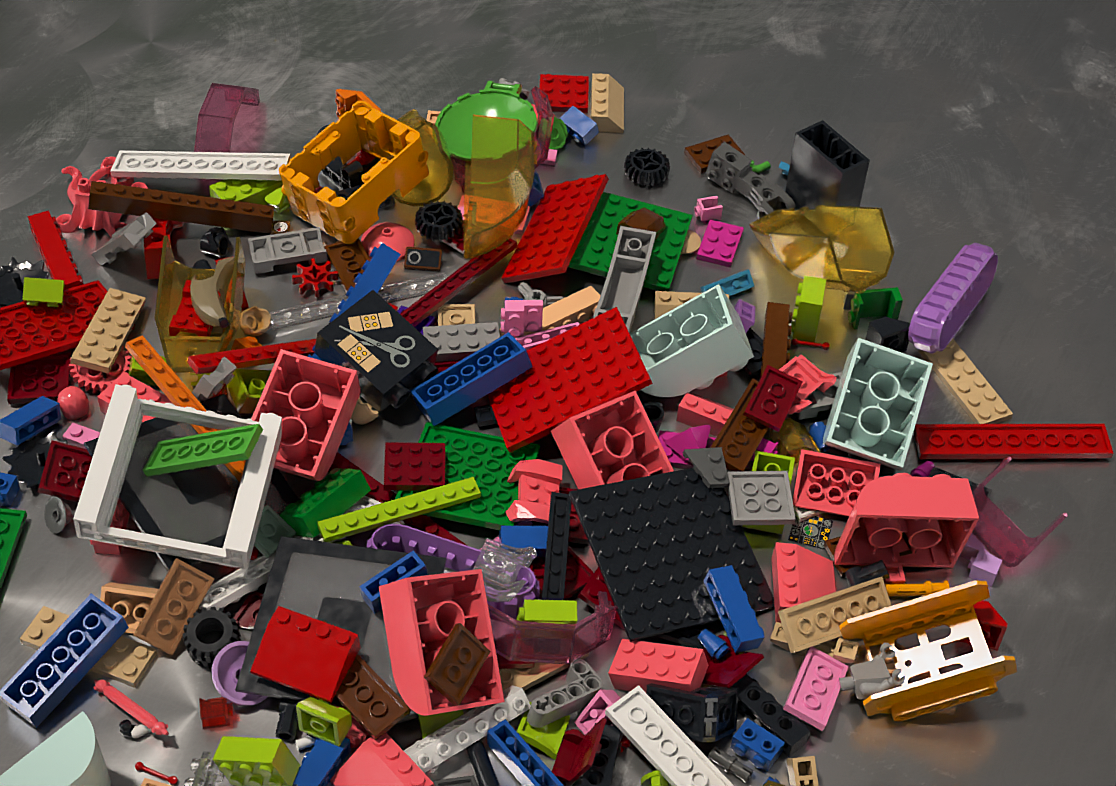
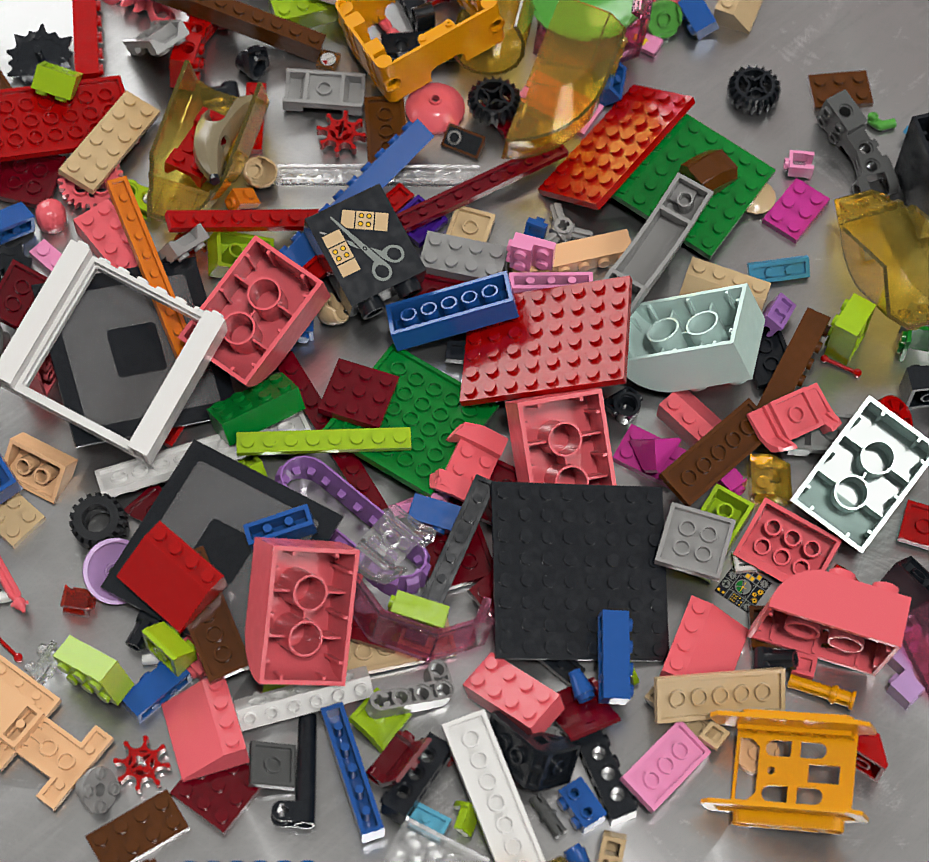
camera: 20 degrees right, 15 degrees up
(172, 606) = (70, 480): medium nougat tile -> none
(203, 450) = (140, 330): bright green plate -> none
(270, 531) = (192, 424): sand green tile -> none
(278, 200) = (332, 27): lime tile -> none
(457, 664) = (303, 640): reddish brown tile -> none
(596, 710) = (439, 715): bright pink slope -> none
(710, 465) = (654, 490): dark grey wing -> none
(772, 398) = (756, 431): dark red plate -> none
(817, 433) = (797, 477): blue cone -> none
(872, 676) = (724, 774): light grey torso -> none
(923, 470) = (887, 559): magenta cone -> none

